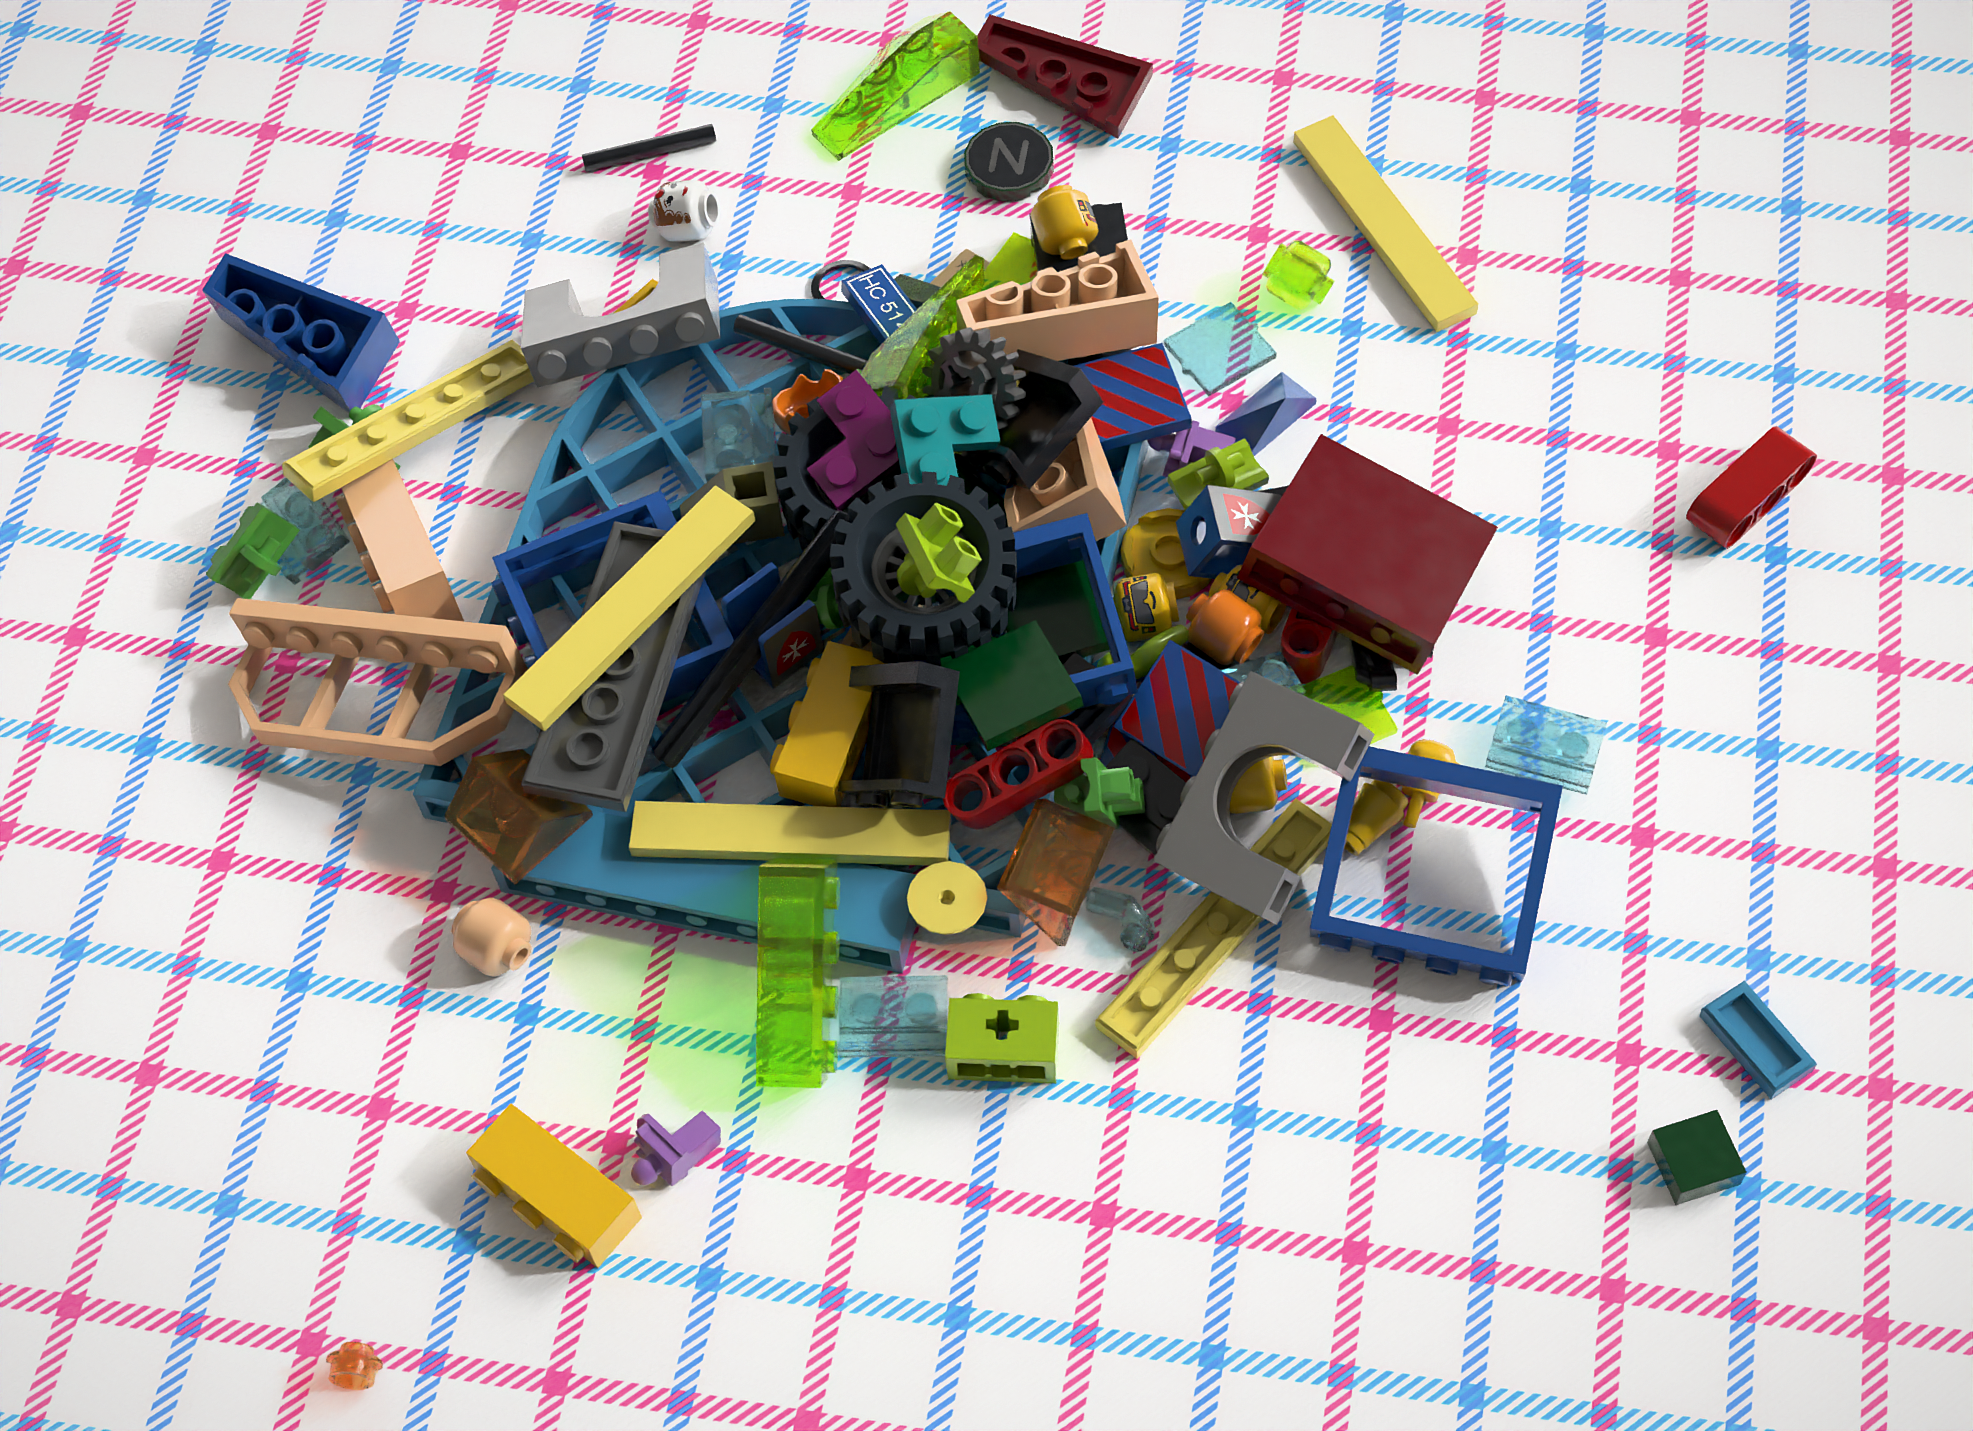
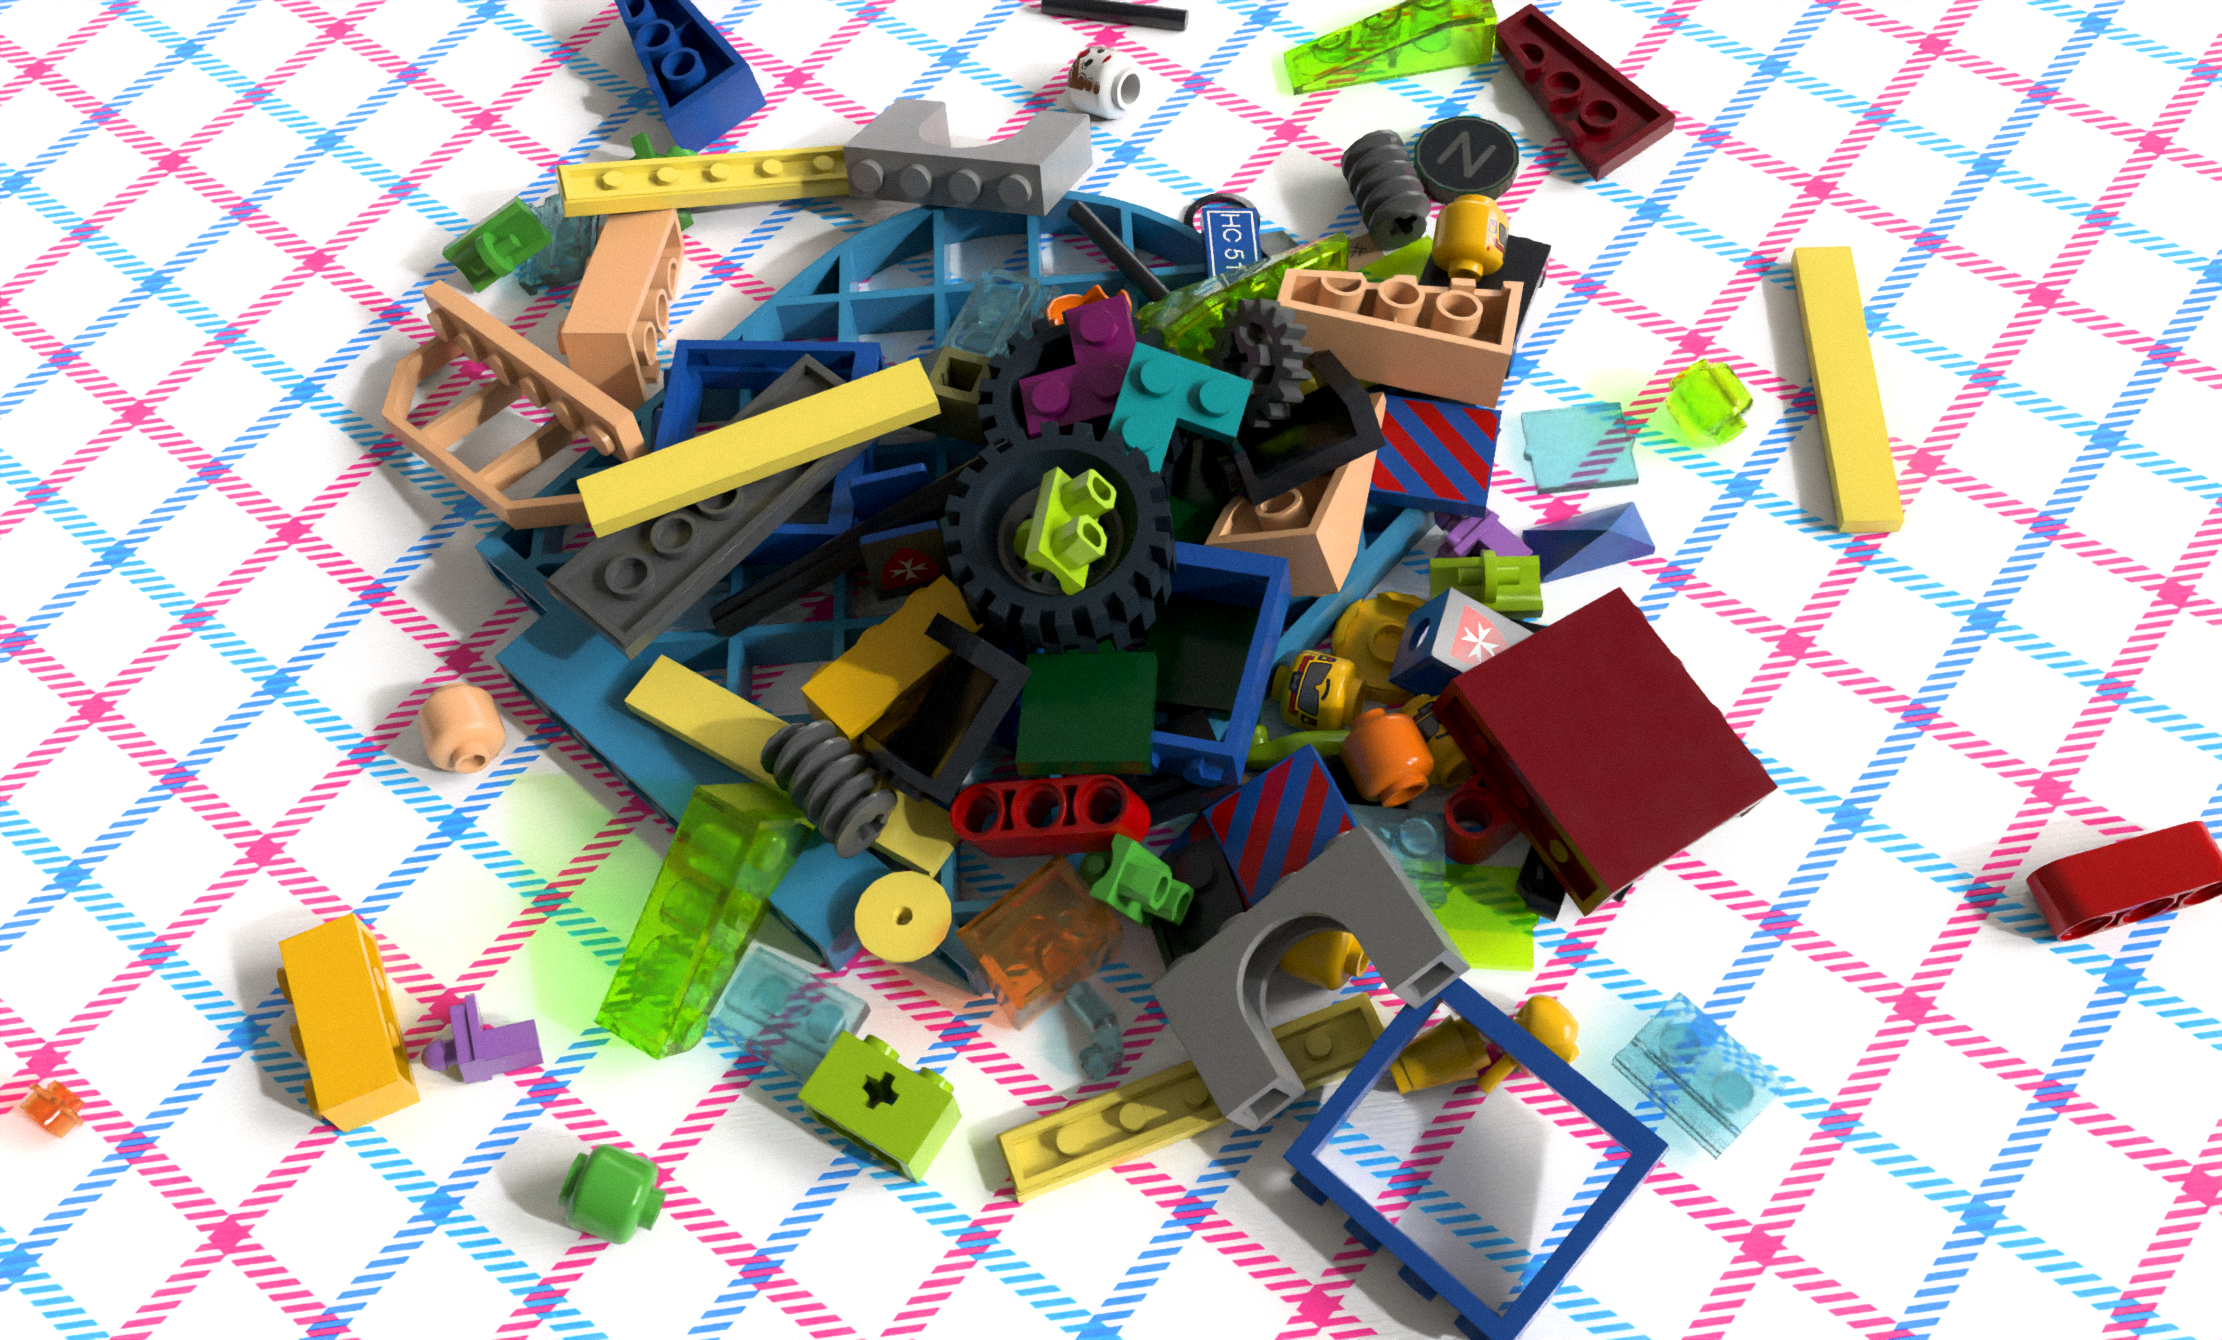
camera: 30 degrees right, 0 degrees up
(503, 821) = (527, 623): clear orange slope -> none
(842, 828) = (829, 784): none -> dark grey piece
(845, 1195) = (612, 1194): none -> bright green head
(965, 208) = (1386, 189): none -> dark grey piece

